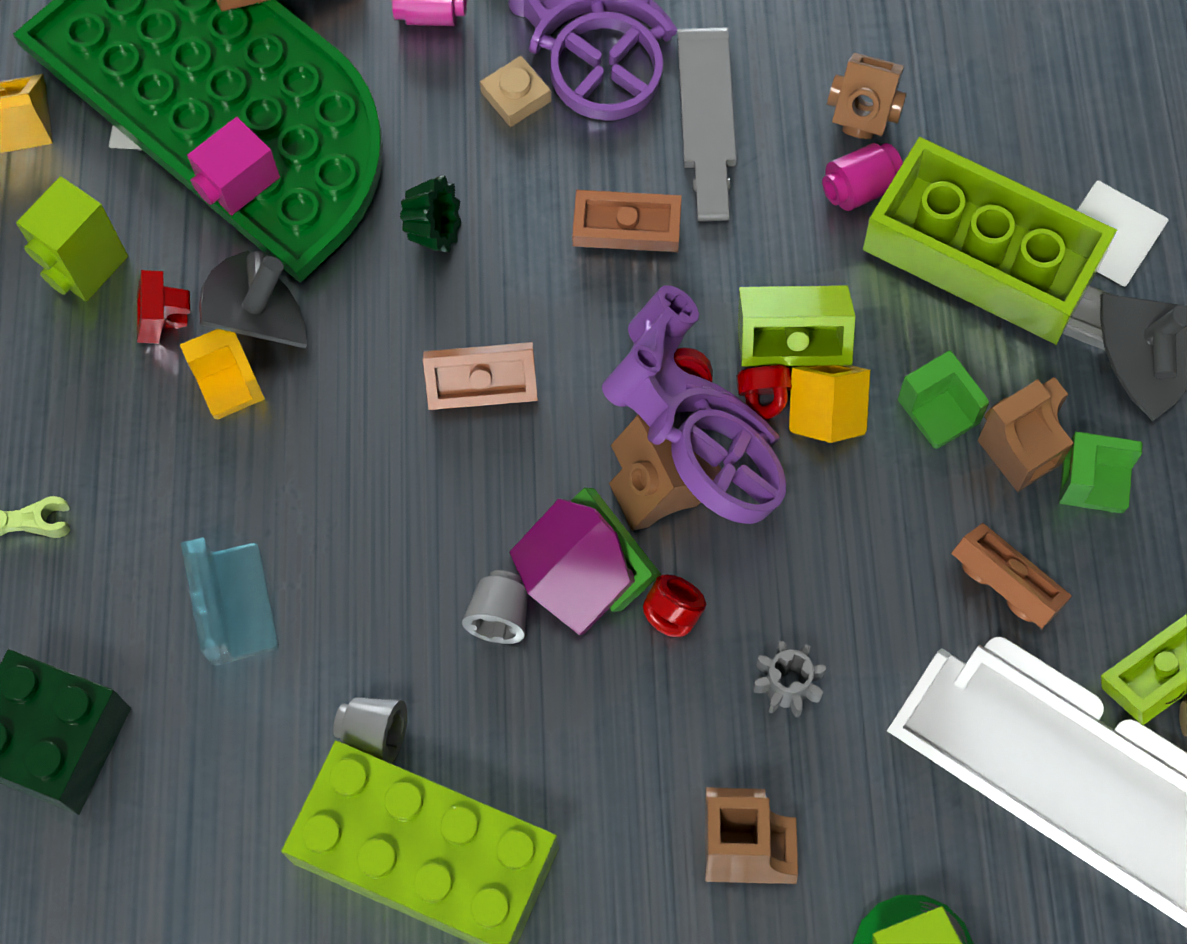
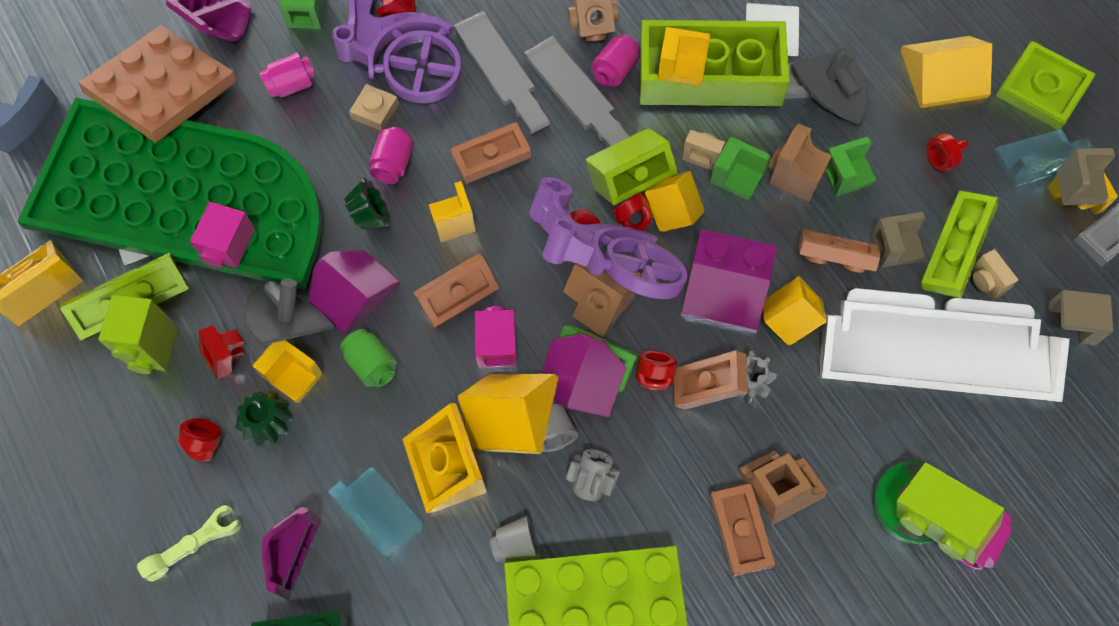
camera: 30 degrees left, 0 degrees up
(76, 401) = (199, 438): none -> red tile
(96, 588) = (286, 550): none -> magenta slope
(118, 183) = (154, 280): none -> lime plate
(164, 415) = (263, 418): none -> dark green piece
(325, 406) = (368, 358): none -> bright green brick
(346, 581) = (443, 461): none -> yellow slope
(355, 306) = (349, 287): none -> magenta slope
(453, 560) = (508, 412): none -> yellow slope
(493, 461) = (495, 338): none -> dark pink brick
(498, 163) = (391, 155): none -> dark pink brick
(511, 694) = (592, 475): none -> light grey gear
(531, 278) = (453, 215): none -> yellow panel
(660, 865) = (742, 530): none -> nougat plate
(730, 654) = (711, 380): none -> nougat plate
(788, 190) = (575, 90): none -> light grey piece
(836, 539) = (729, 280): none -> magenta slope
(901, 624) = (794, 311): none -> yellow panel
(906, 346) = (702, 149): none -> tan plate
(938, 212) = (683, 56): none -> yellow panel
(1107, 604) = (899, 239): none -> dark tan panel

